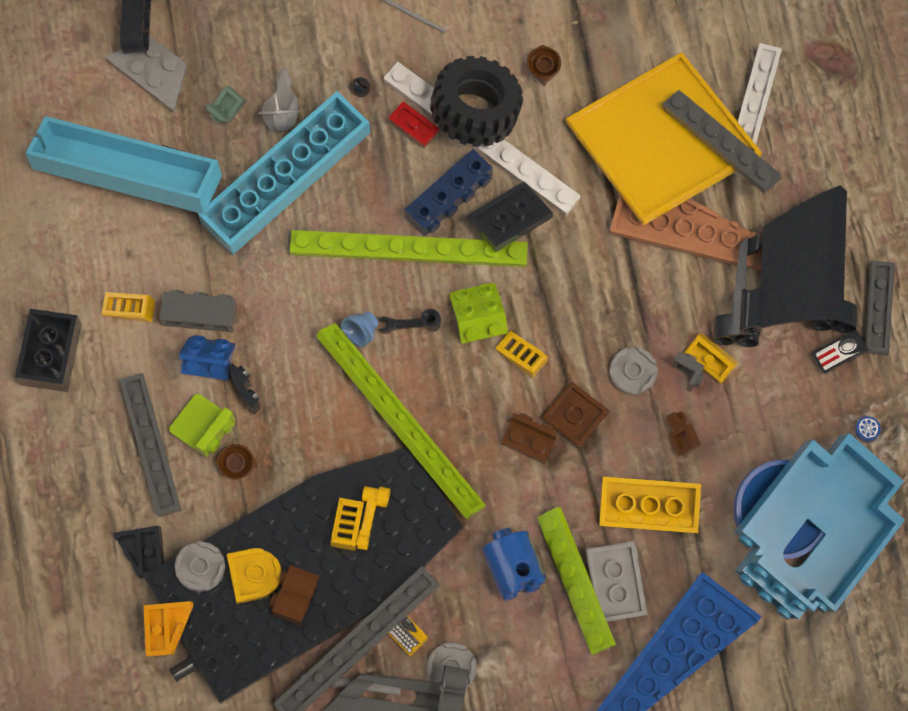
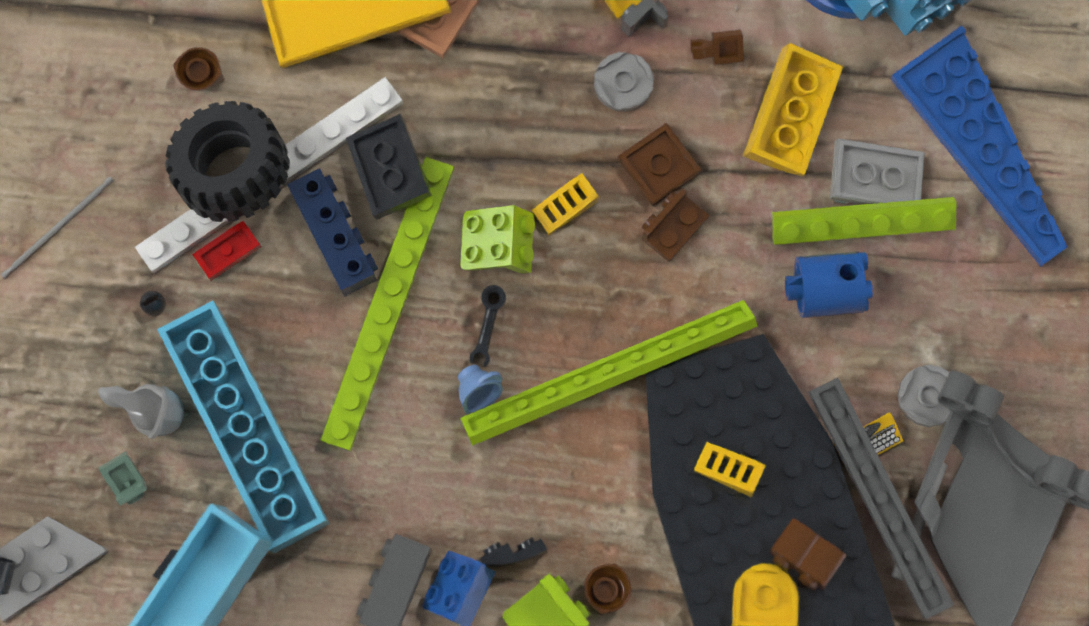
camera: 75 degrees left, 5 degrees up
(374, 498) = (705, 427): yellow brick -> none

